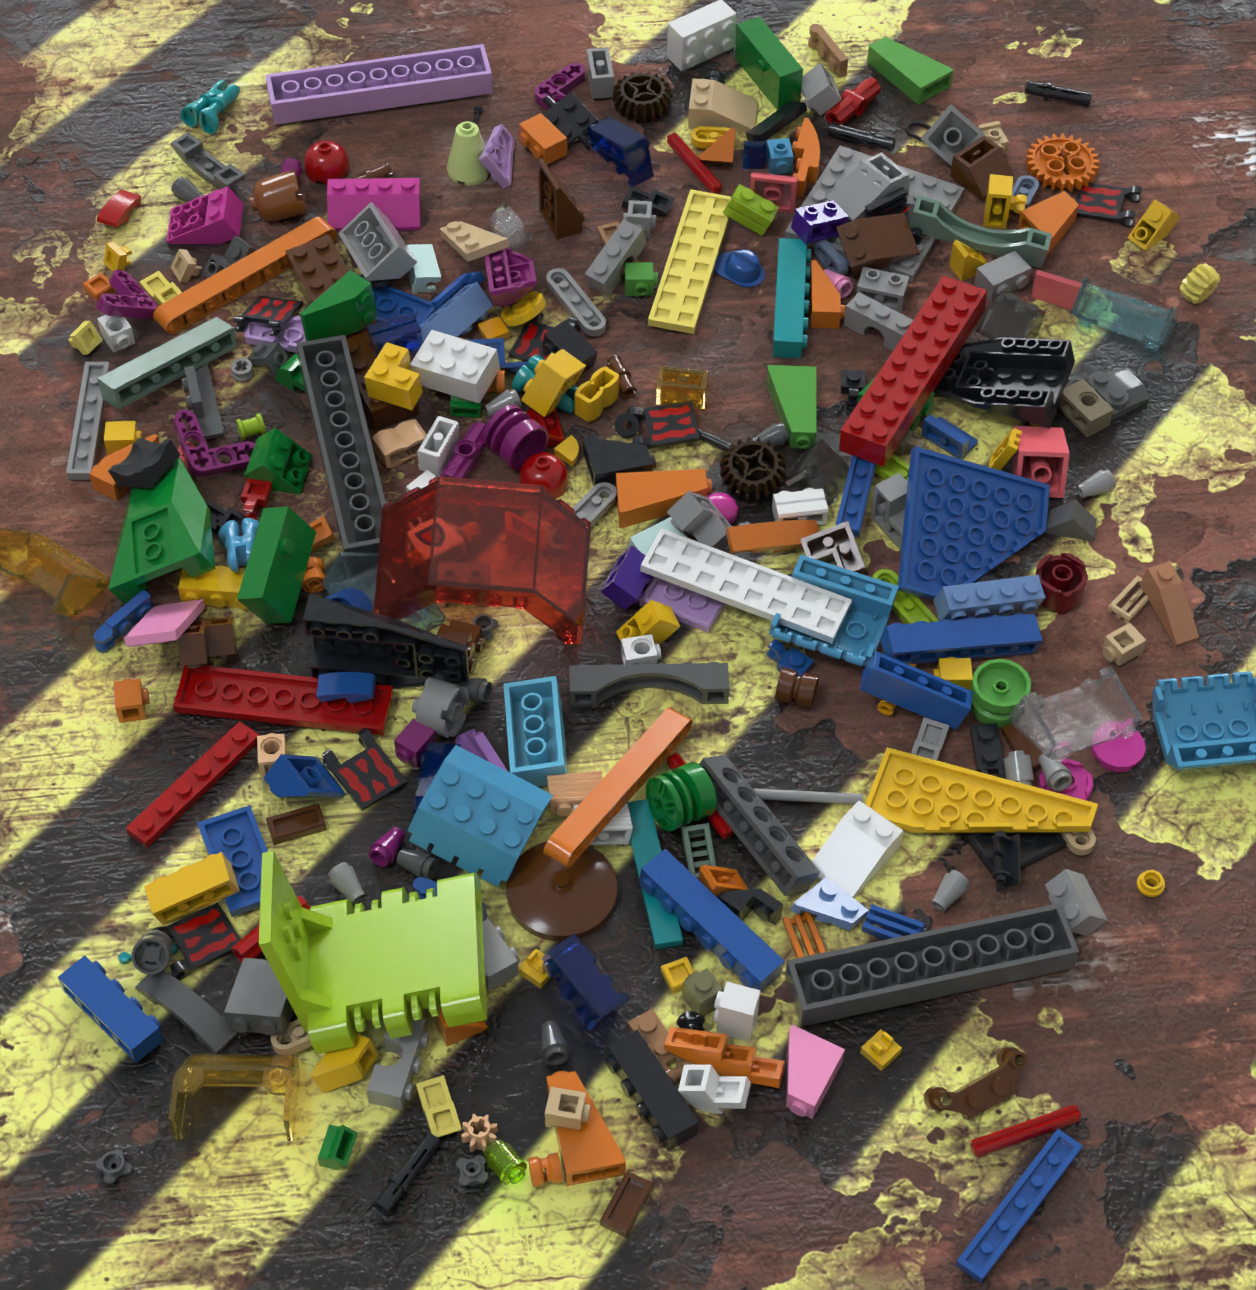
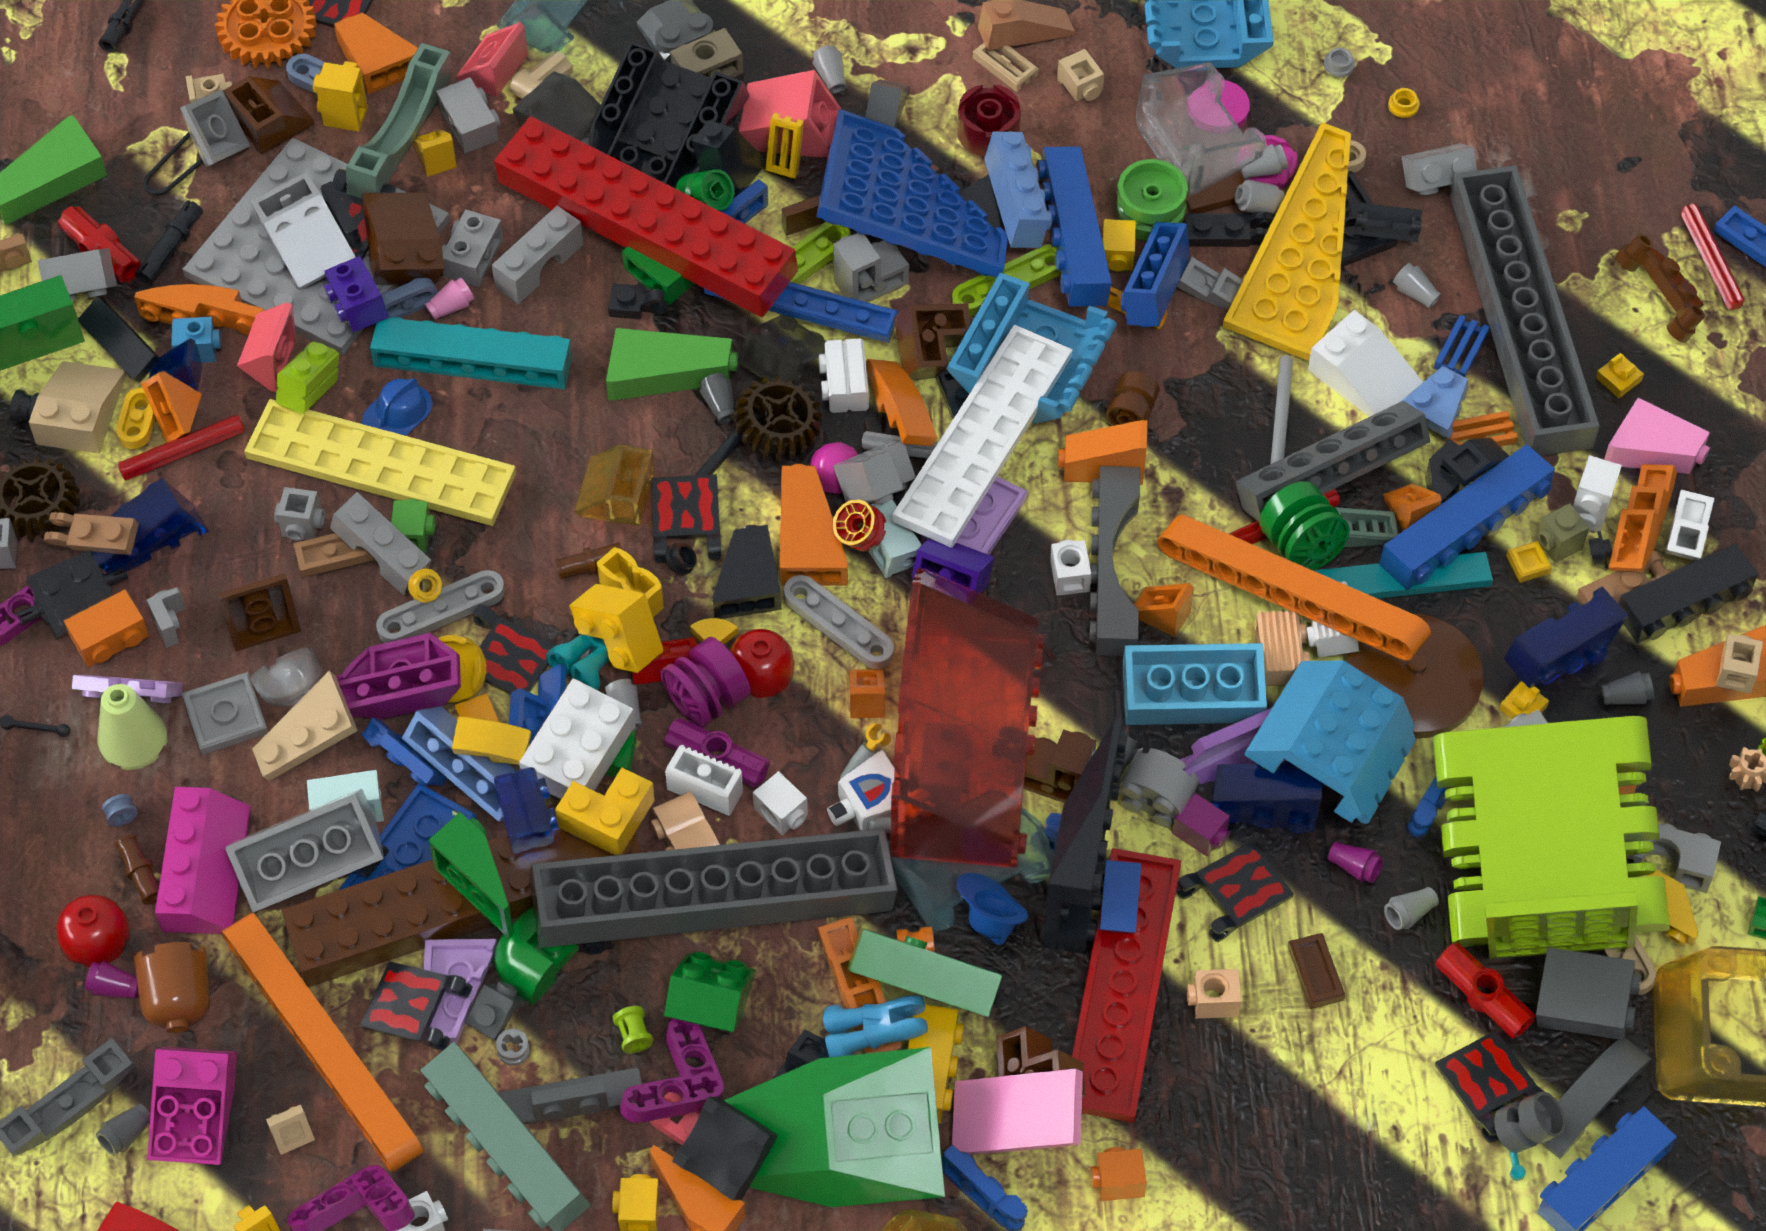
camera: 85 degrees left, 5 degrees up
(159, 288) = (340, 1159): light yellow slope -> none
(191, 888) = (1431, 1080): yellow brick -> none
(192, 784) = (1252, 1095): red plate -> none
(236, 251) = (285, 1067): dark grey slope -> none
(242, 844) = (1377, 1031): blue plate -> none
(255, 494) = (763, 1020): red plate -> none
(302, 778) = (1262, 954): blue slope -> none
(411, 164) = (119, 810): none -> sand blue bush
(419, 863) = (1382, 826): dark grey cone -> none
(438, 1107) = (1717, 815): light yellow slope -> none
(454, 316) = (490, 739): none -> yellow slope
(483, 203) = (224, 713): none -> light grey tile
(561, 165) = (163, 610): none -> light grey bracket
(568, 338) = (538, 615): black brick -> none
(579, 282) = (433, 590): none -> yellow plate
(607, 117) = (94, 533): none -> medium nougat hinge
(607, 718) = (1165, 606): none -> orange slope
(651, 619) = (1029, 555): yellow slope -> none
(652, 512) = (847, 521): none -> red wheel
(660, 202) = (252, 510): black slope -> none
(742, 673) = (1109, 446): none -> orange slope
(765, 922) = (1473, 459): none -> black slope
(793, 659) = (1086, 411): blue plate -> none
(824, 300) = (484, 309): orange slope -> none
(945, 404) = (709, 187): none -> green wheel
(982, 415) = (727, 150): none -> black slope
(1054, 318) = (526, 81): none -> tan piece
(1185, 834) = (1339, 62): none -> light grey plate

